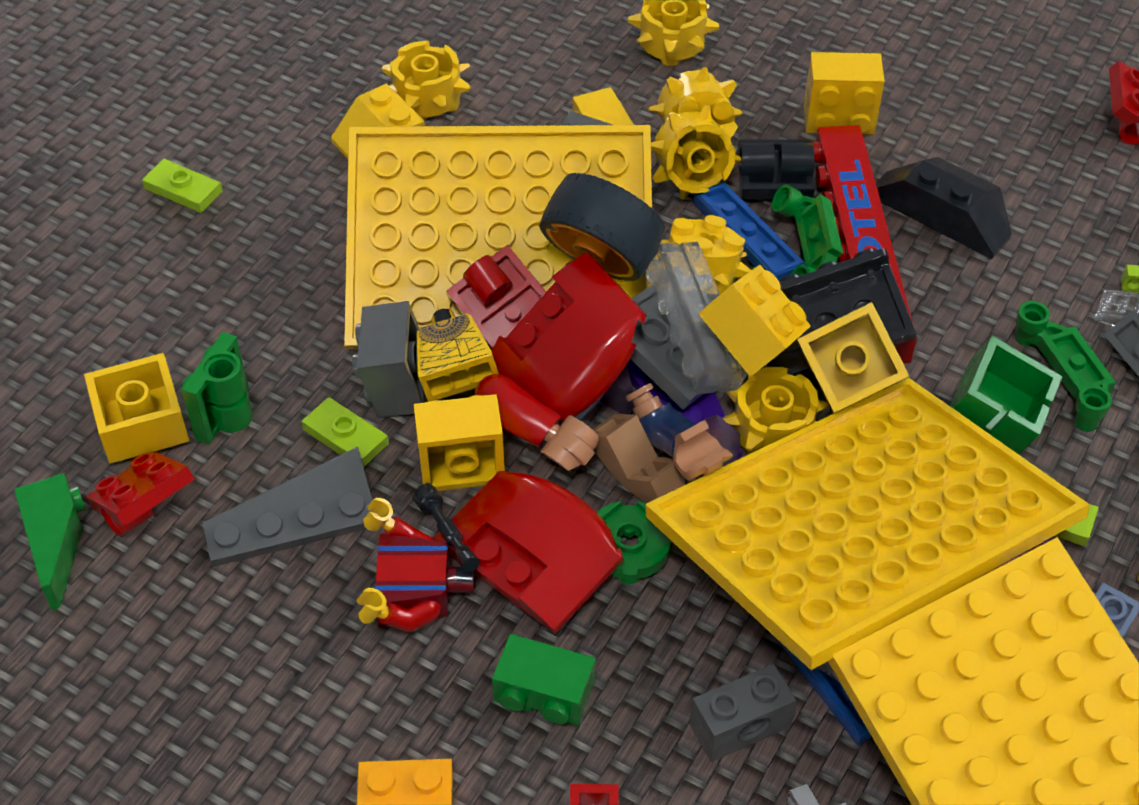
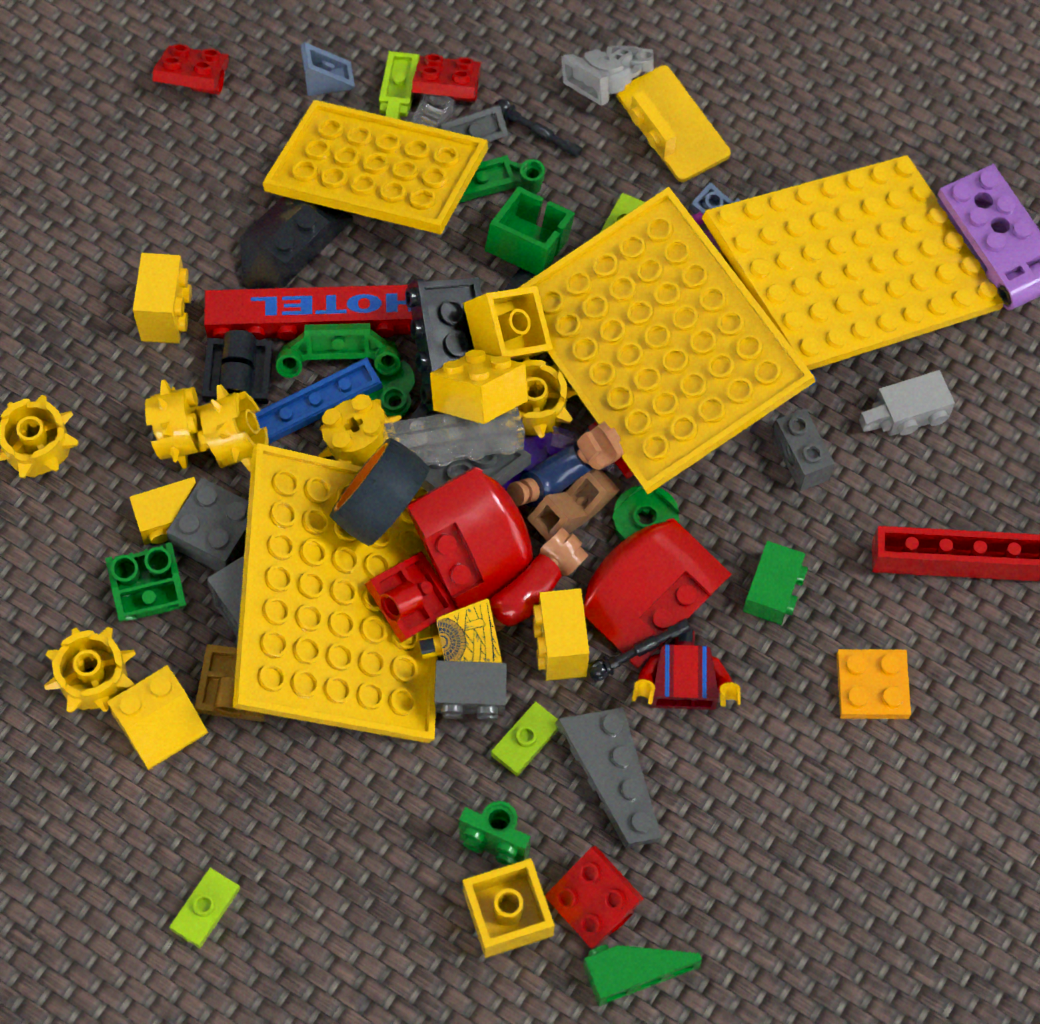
camera: 90 degrees left, 15 degrees up
(521, 105) = (145, 586): none -> green slope
(1055, 254) = (376, 166): none -> yellow plate

